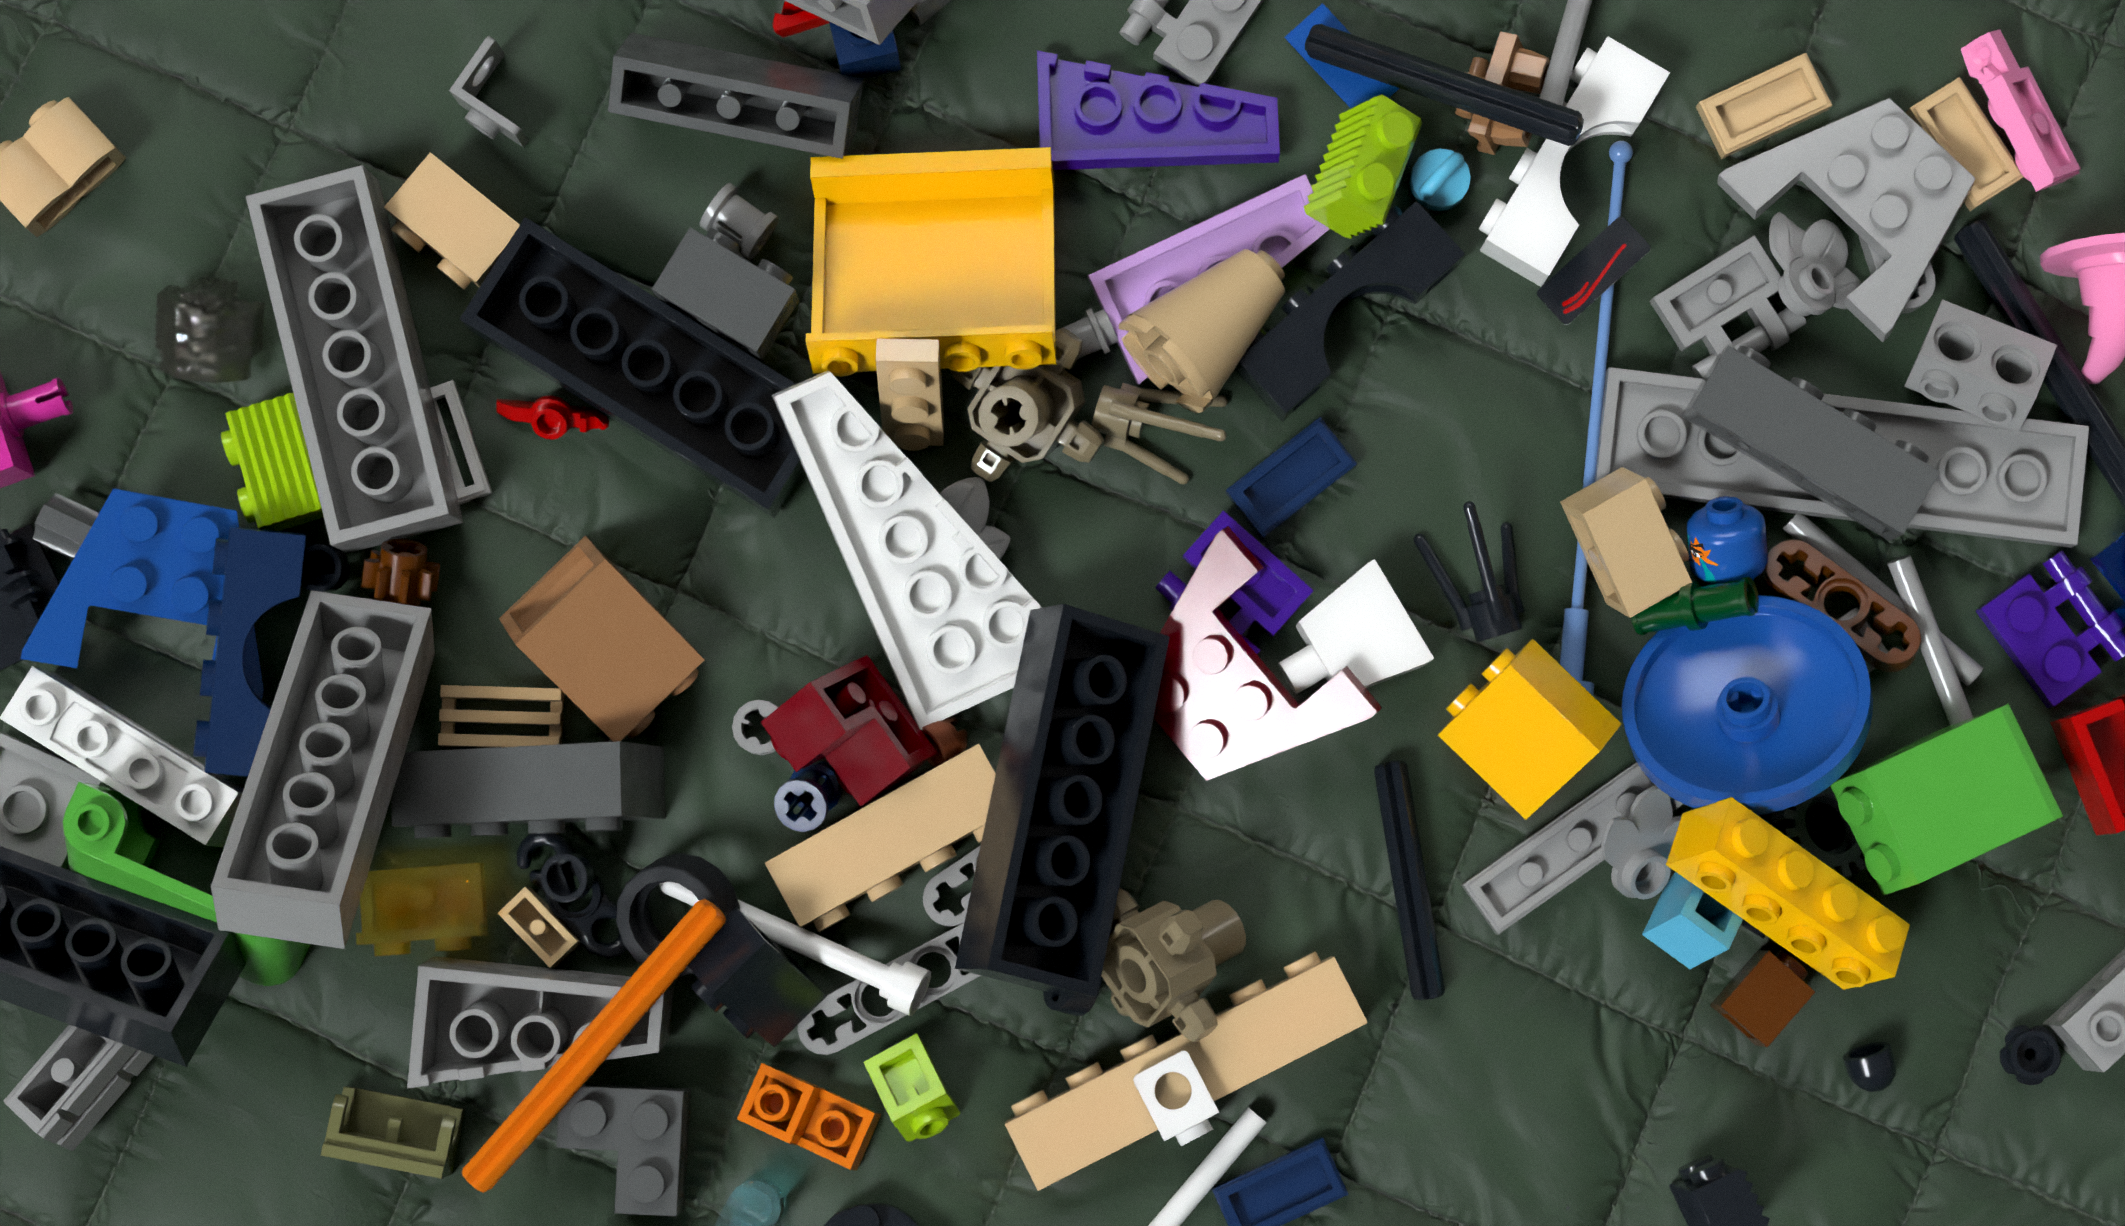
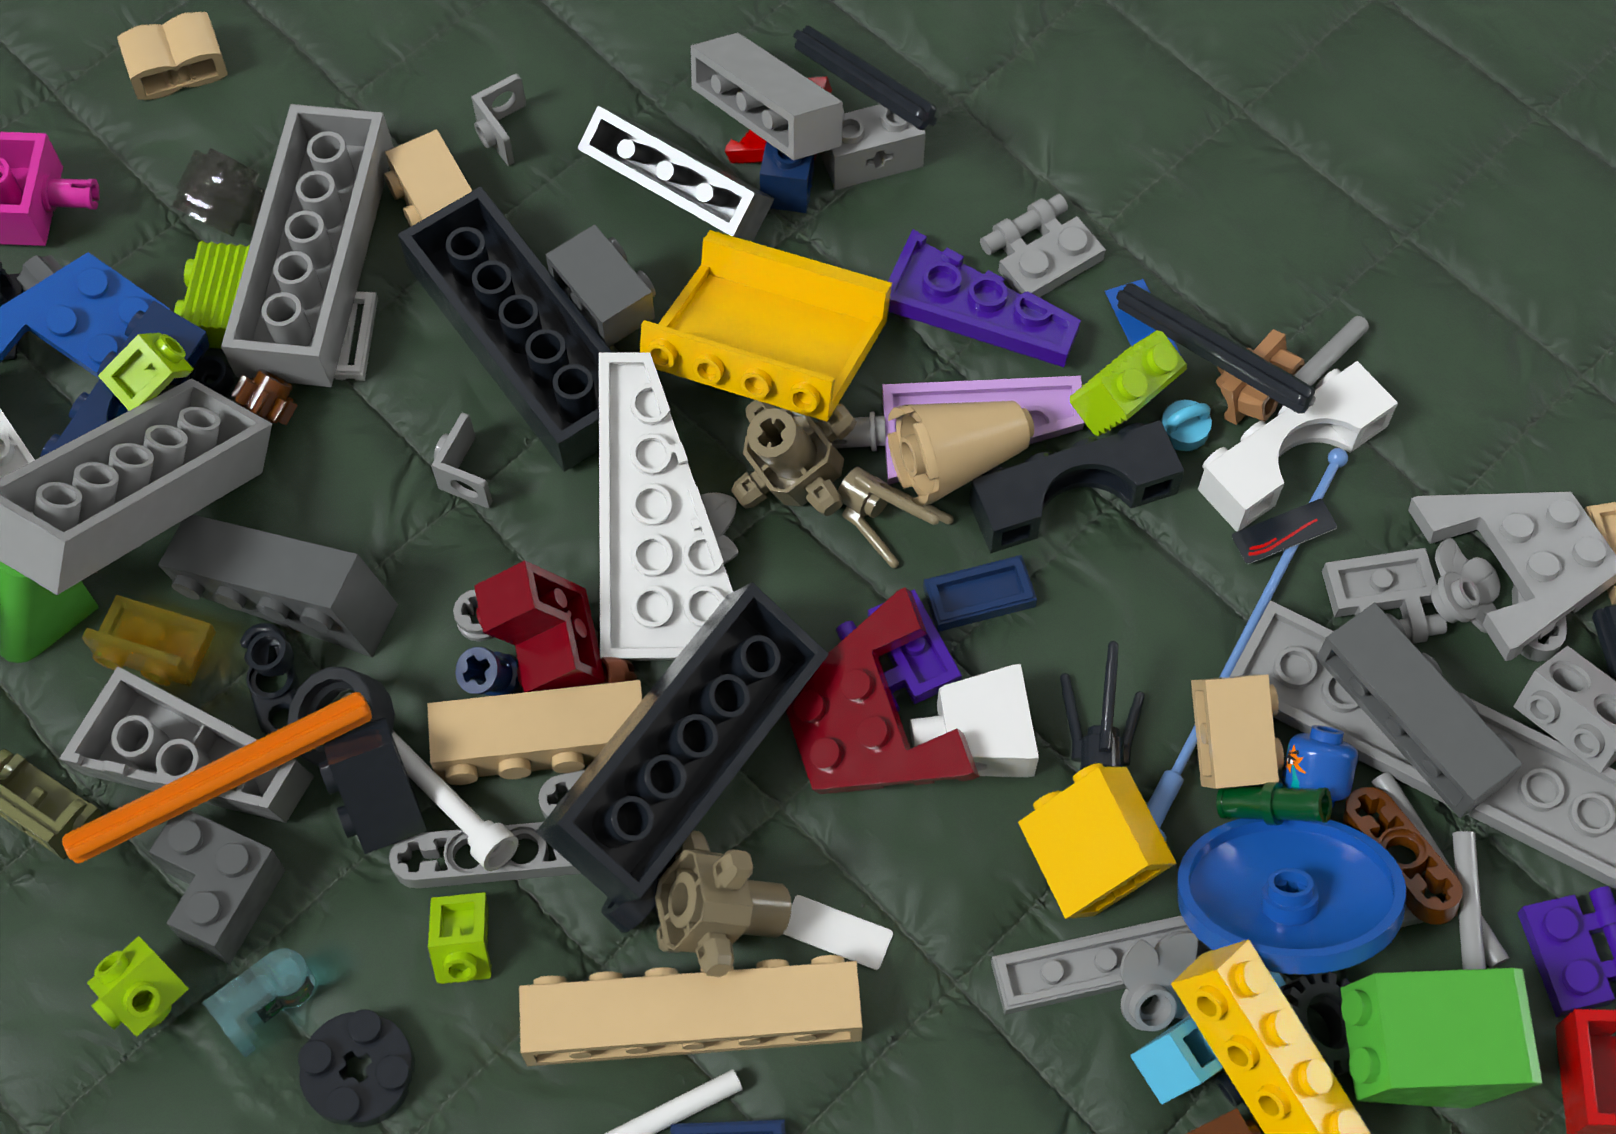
camera: 20 degrees right, 20 degrees down
(270, 618) = (145, 368): none -> lime bracket
(449, 715) = (290, 514): tan tile -> none
(539, 927) = (231, 692): tan piece -> none
(551, 416) = (434, 341): red piece -> none
(601, 641) = (389, 500): medium nougat slope -> none
(638, 556) = (448, 457): none -> light grey bracket
(739, 221) = (641, 257): light grey bush -> none
(809, 1116) = (366, 927): orange slope -> none
(910, 392) = (707, 399): tan plate -> none
(1190, 1120) = (672, 1048): white bracket -> none
(1295, 918) = (838, 932): none -> white sticker
(1409, 880) = (947, 938): black axle -> none
(1763, 105) = (1466, 466): tan tile -> none

